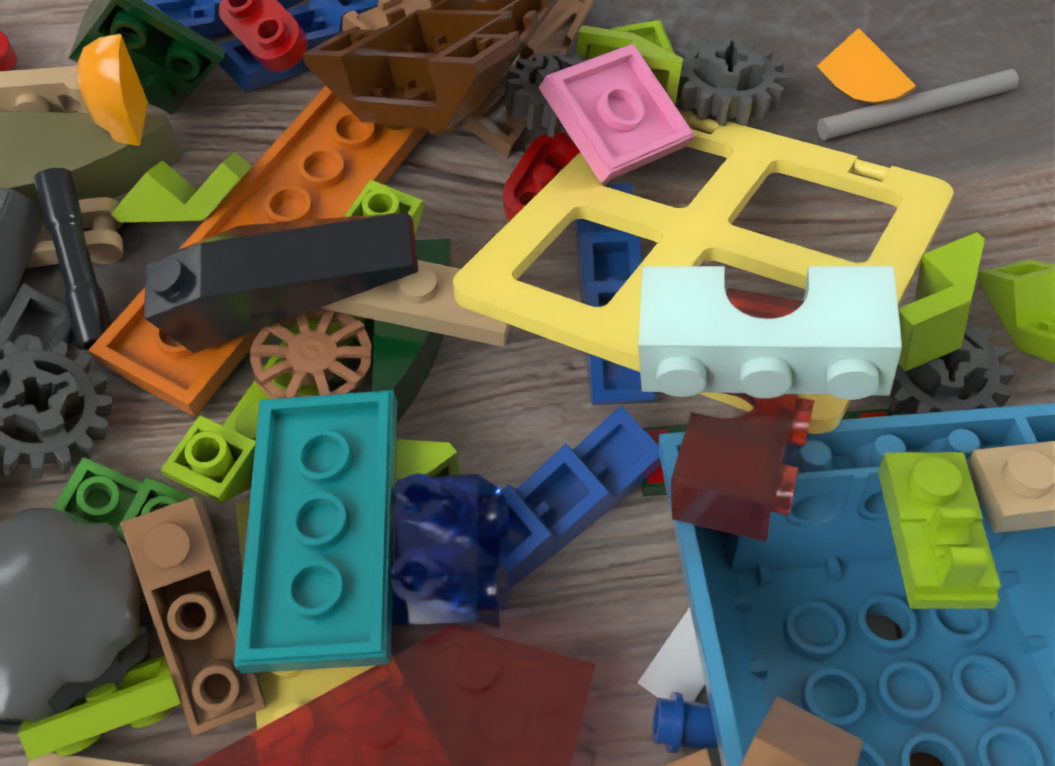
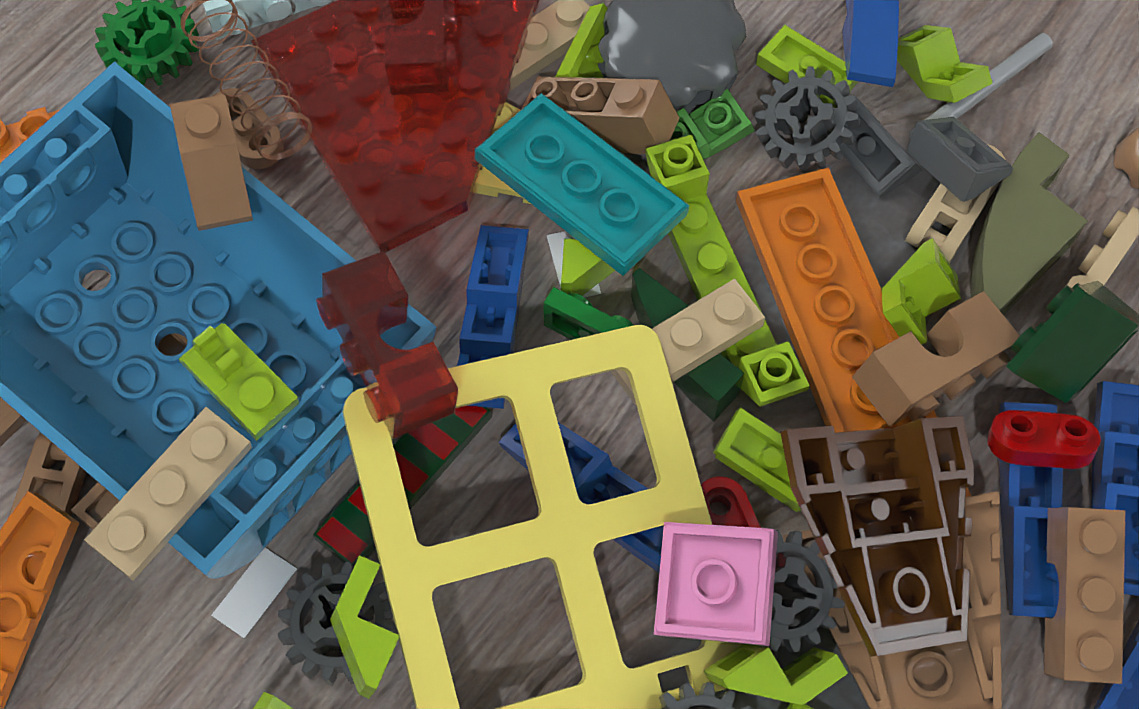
camera: 135 degrees right, 5 degrees up
(65, 223) = (938, 201): black piece -> none
(112, 89) = (1017, 274): light orange brick -> none
(212, 117) = (909, 379): none -> medium nougat arch
(273, 274) = (776, 262): black wedge -> none
(312, 355) = (703, 263): nougat wheel -> none
(449, 552) = (505, 224): clear blue brick -> none
(459, 387) = (576, 317): none -> green plate
(461, 191) = (757, 455): none -> lime plate
(834, 344) = (433, 311): light aqua arch -> none

